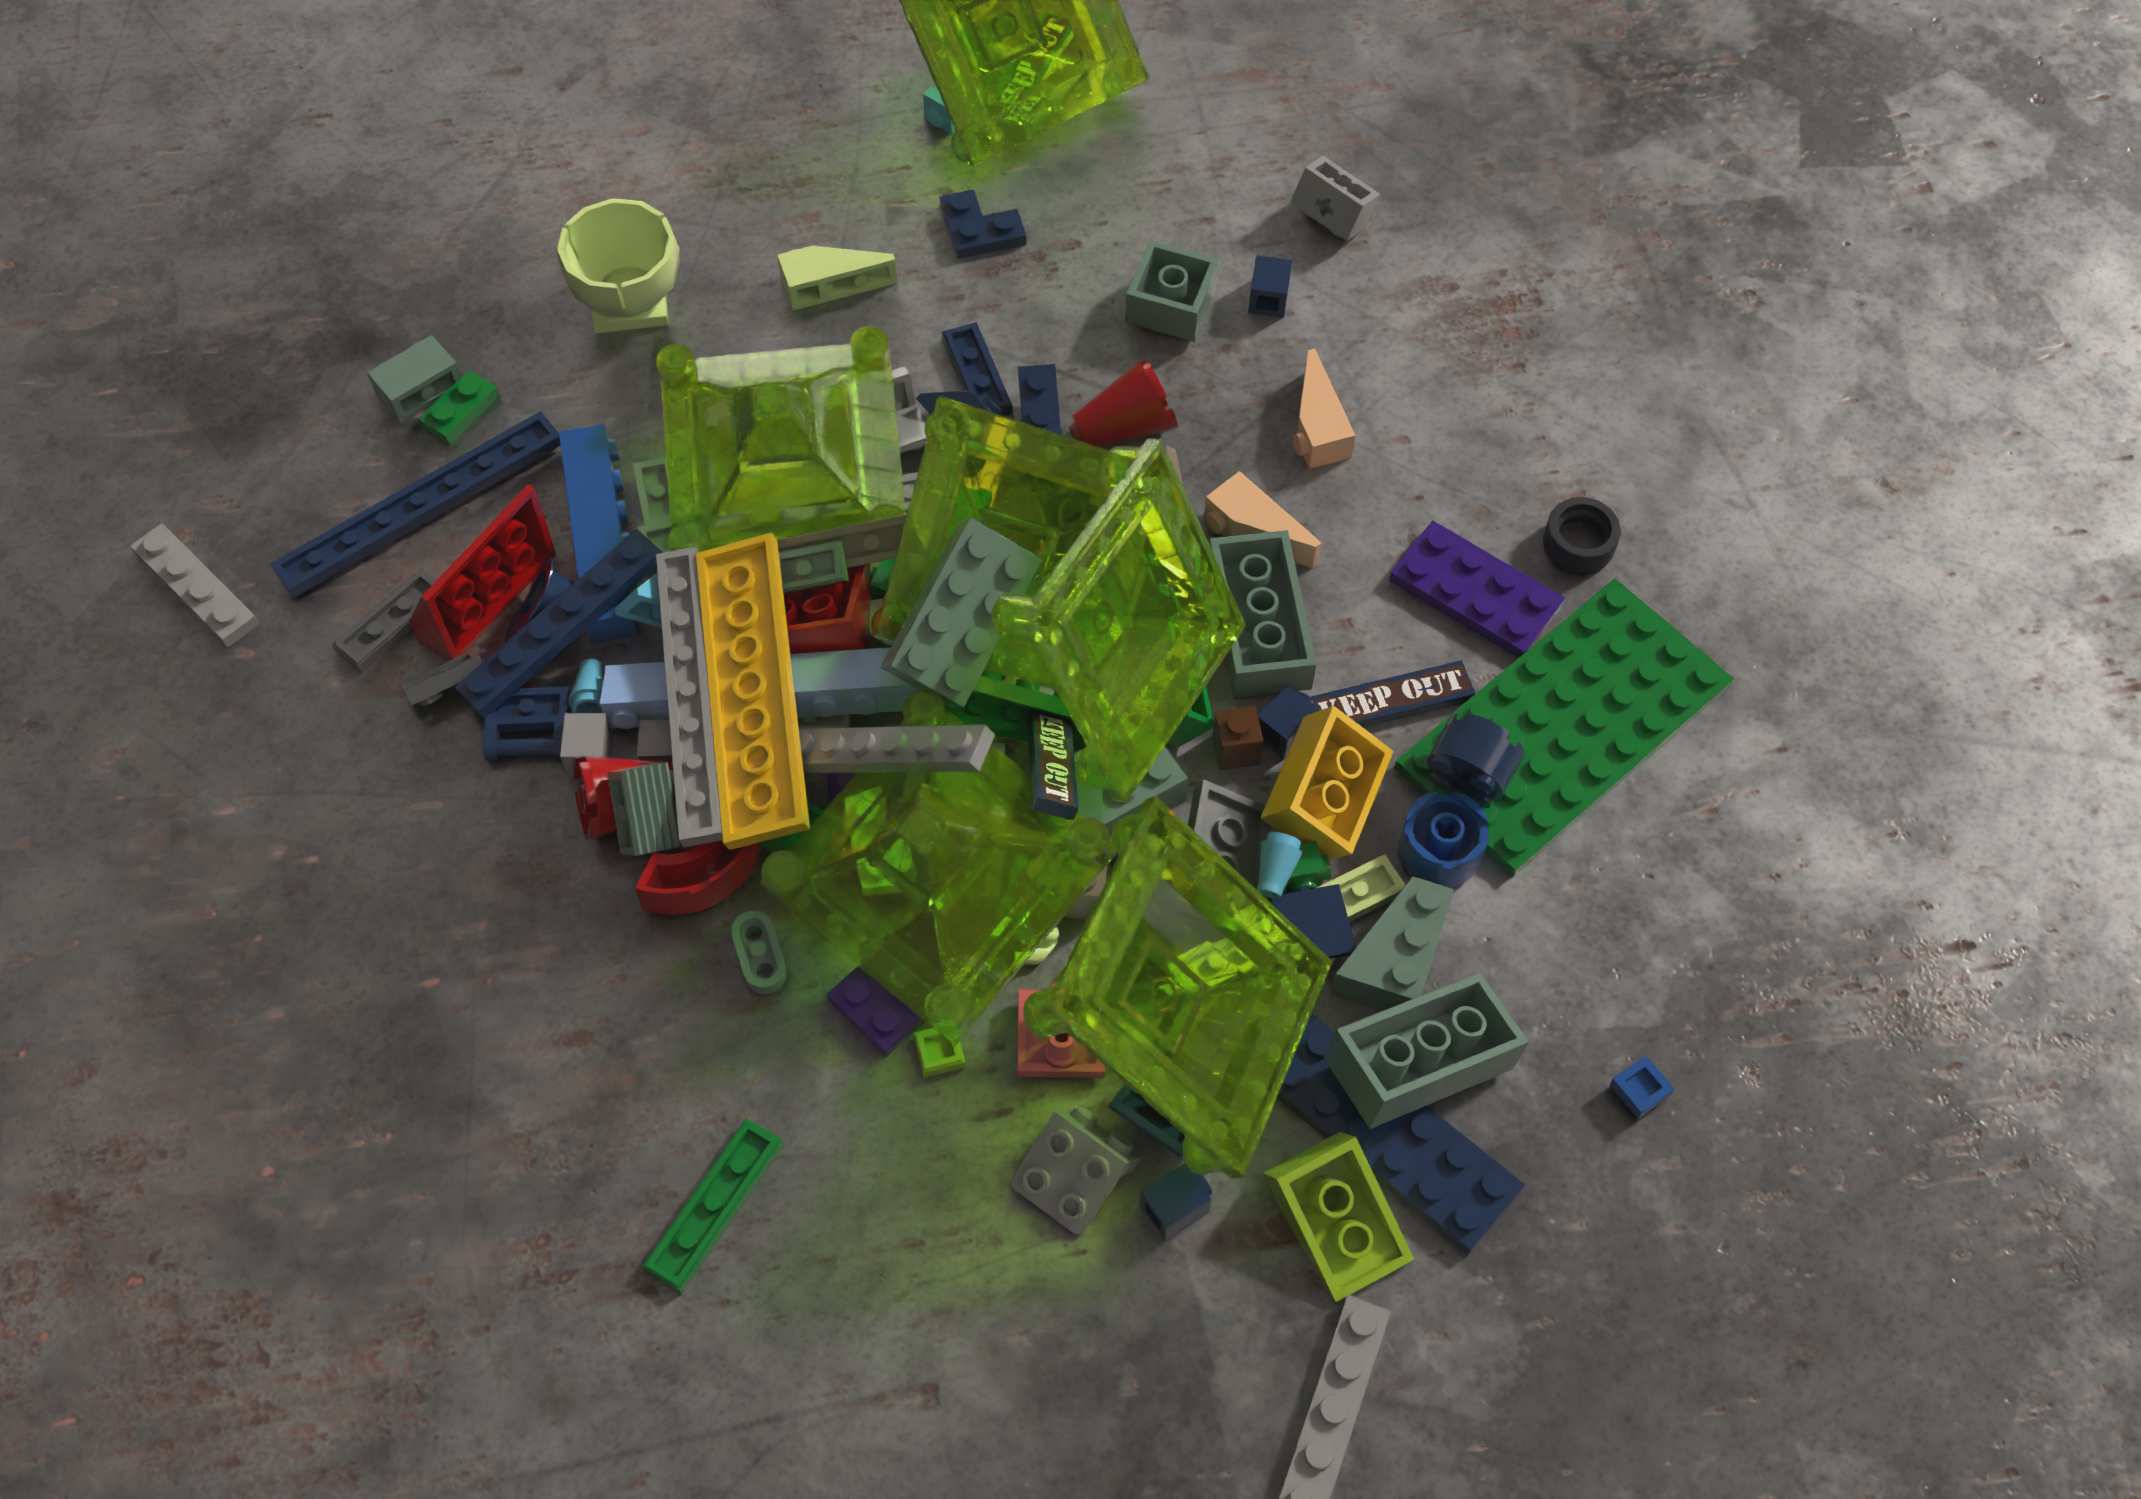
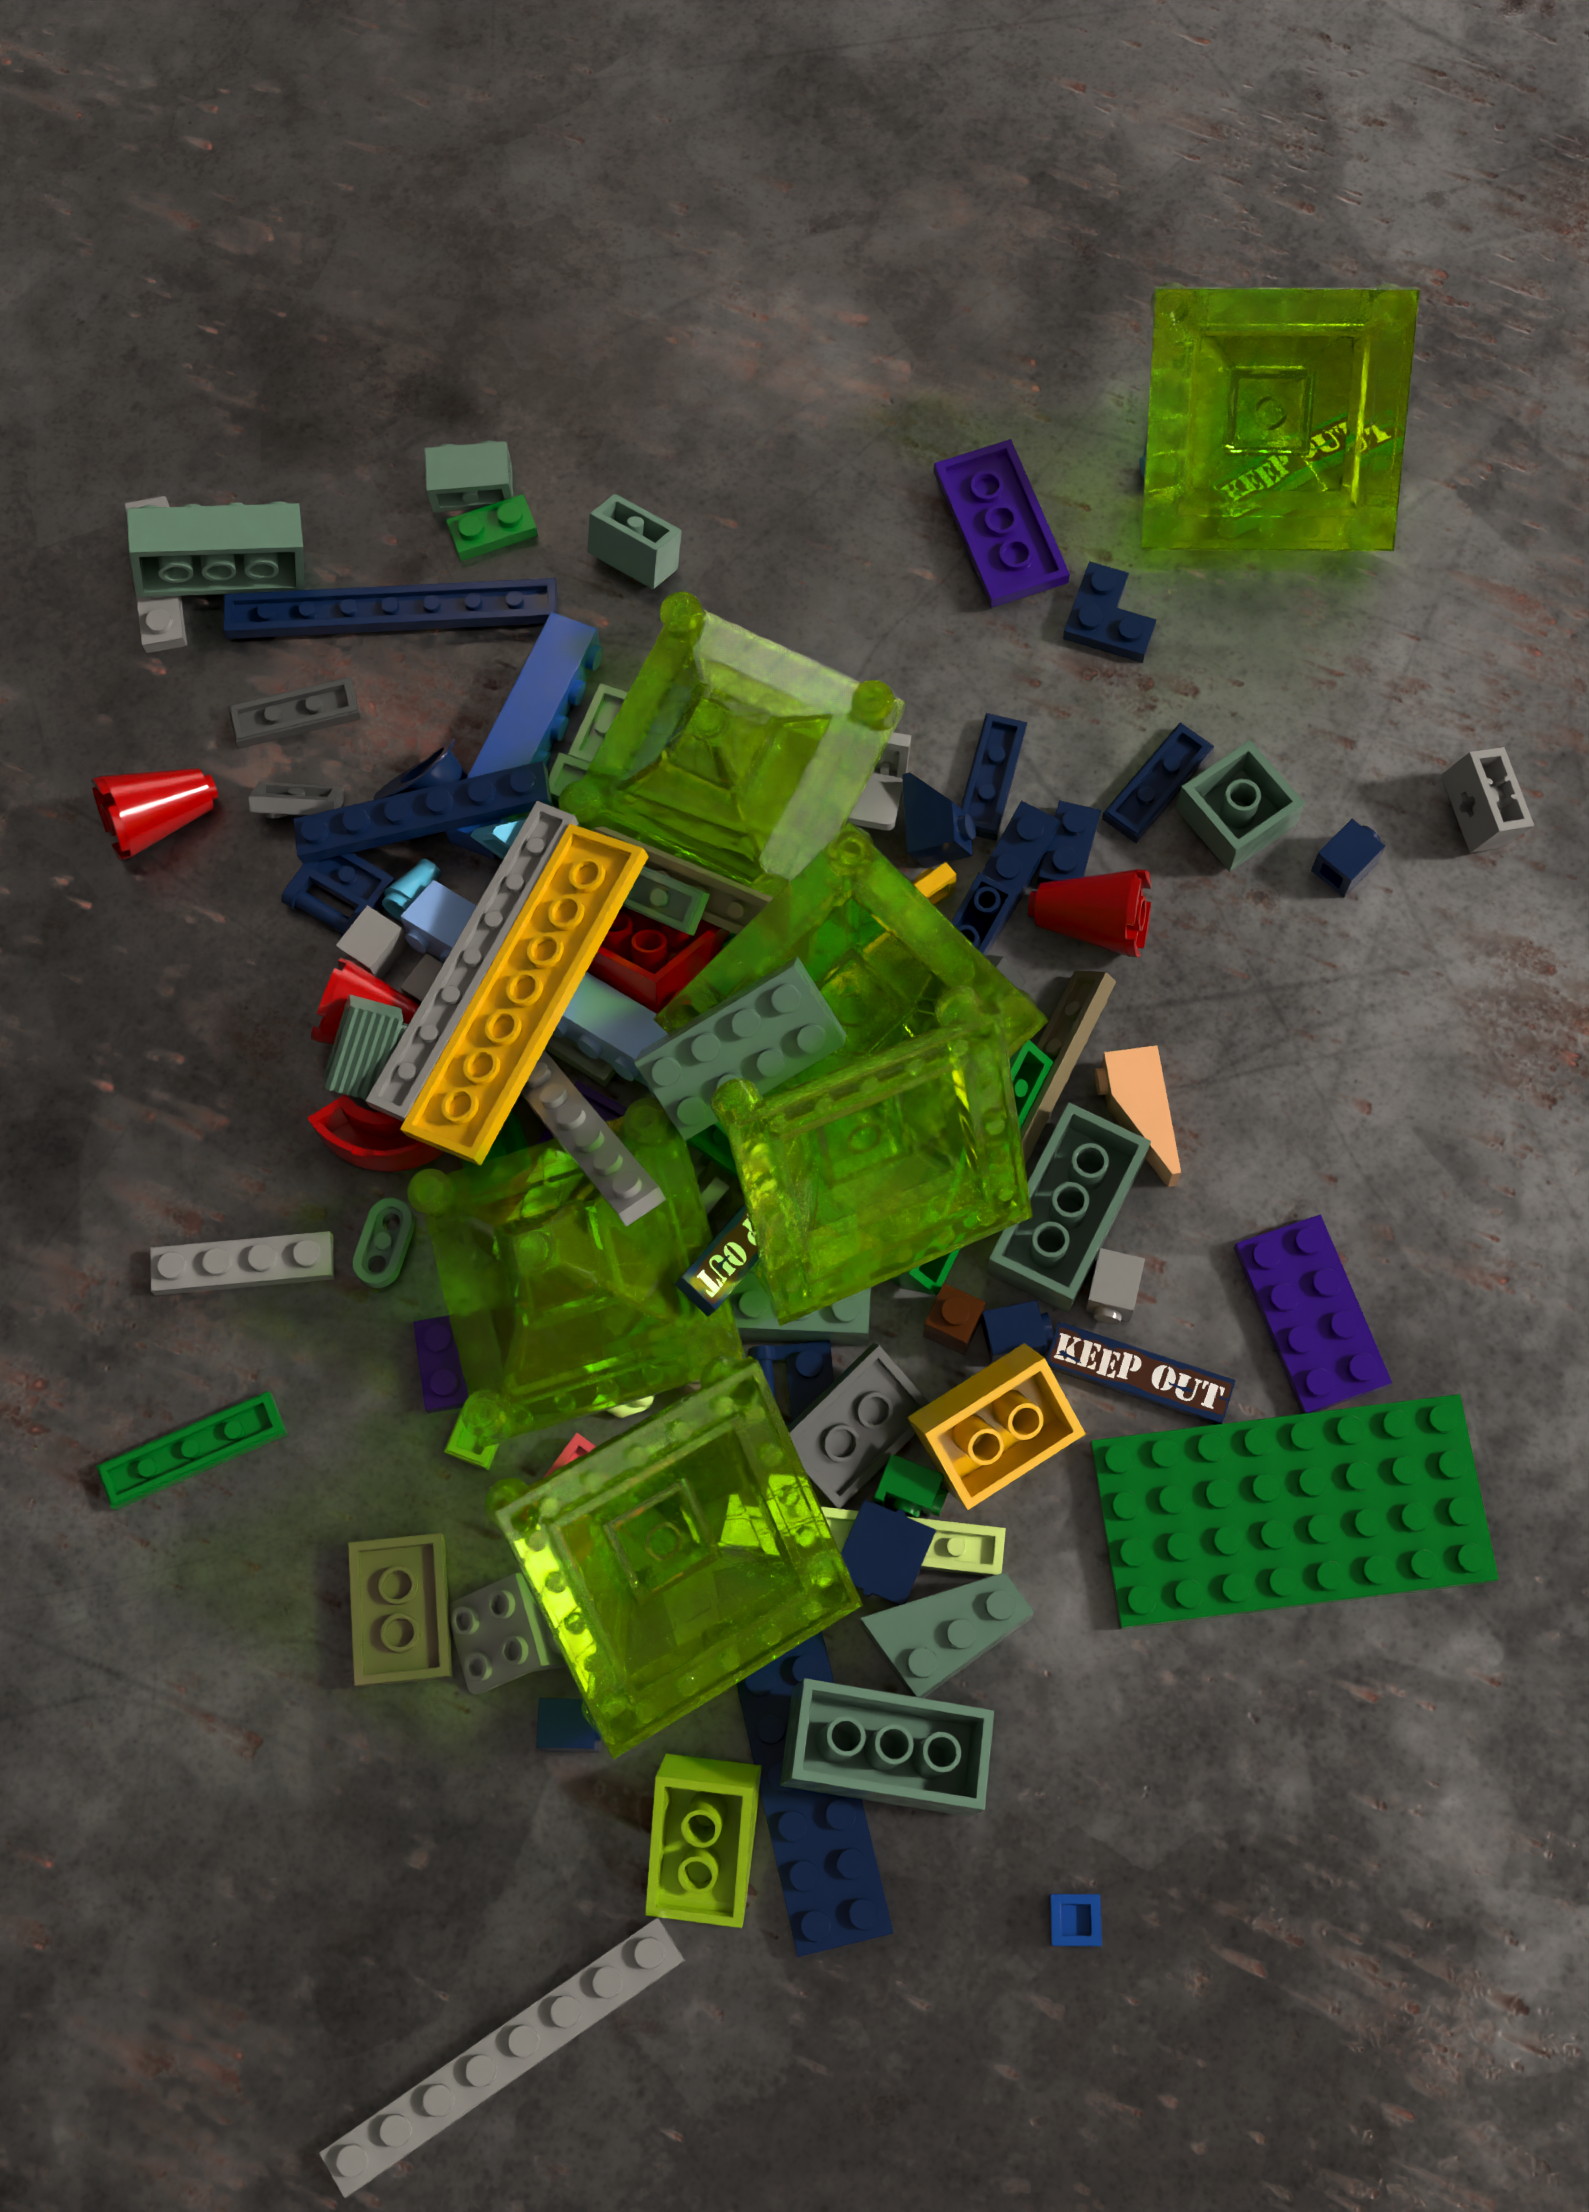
camera: 40 degrees right, 10 degrees up
(244, 527) = (216, 549): none -> sand green brick
(318, 749) = (150, 805): none -> red cone
(484, 579) = (387, 727): red slope -> none
(586, 352) = (634, 541): none -> sand green brick
(620, 263) = (720, 468): yellowish green plate -> none
(650, 1040) = (242, 1263): none -> light grey plate
(828, 273) = (917, 585): yellowish green slope -> none
(855, 203) = (1001, 523): none -> dark purple plate
(977, 1209) = (399, 1610): none -> dark tan plate
(1072, 383) = (1071, 844): none -> dark blue plate
(1099, 313) = (1157, 782): none -> dark blue tile
(1277, 861) = (884, 1475): medium azure cone -> none
(1323, 427) = (1286, 1036): light nougat slope -> none
(1334, 648) = (1114, 1286): none -> light grey brick
(1444, 838) = (1085, 1531): blue brick -> none
(1474, 759) = (1151, 1497): dark blue brick -> none
(1589, 512) = (1487, 1304): black tyre -> none

